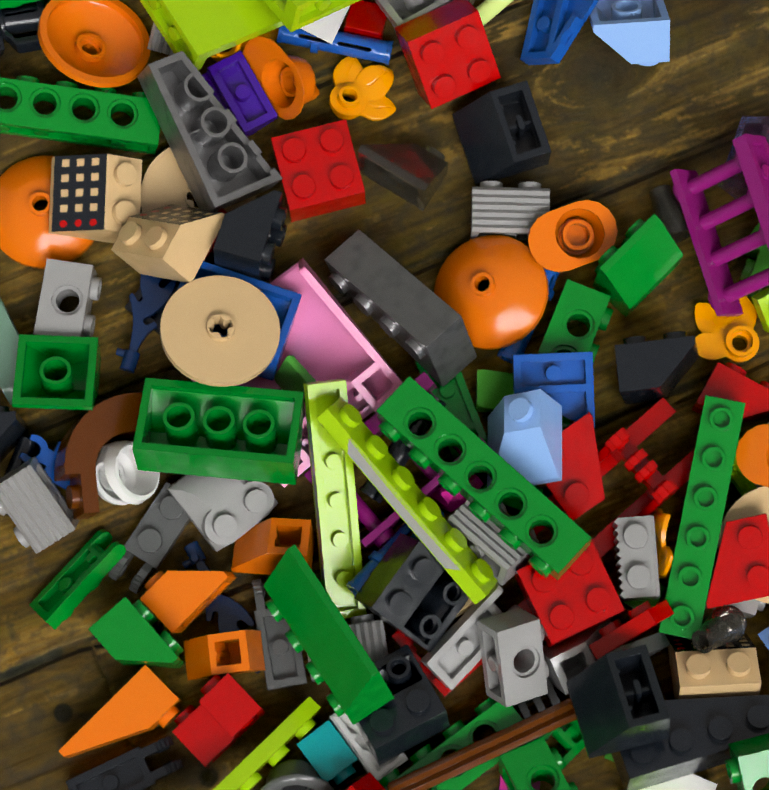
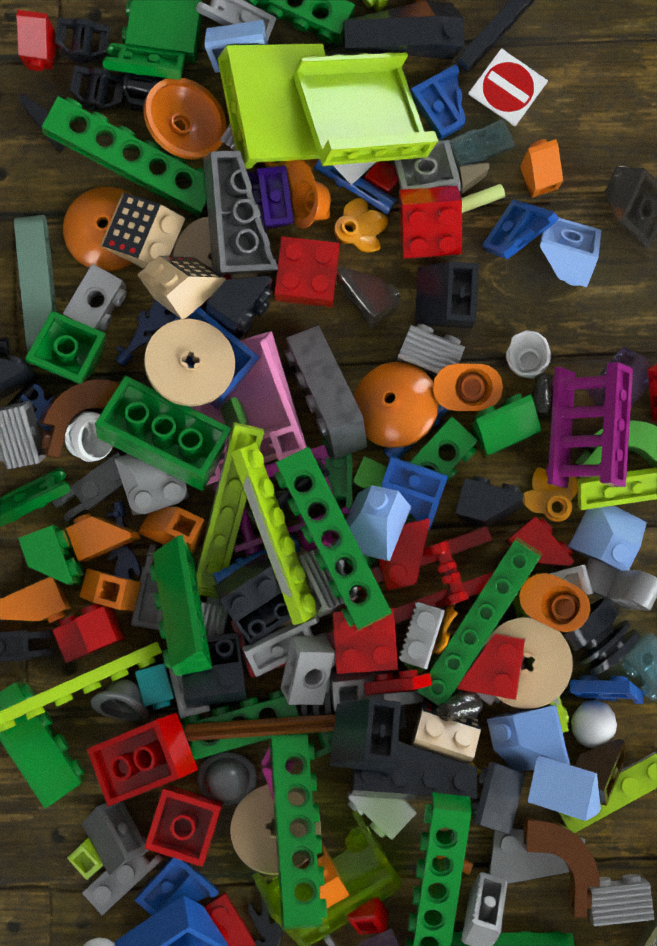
camera: 20 degrees right, 5 degrees up
(630, 169) = (528, 354): none -> white hair

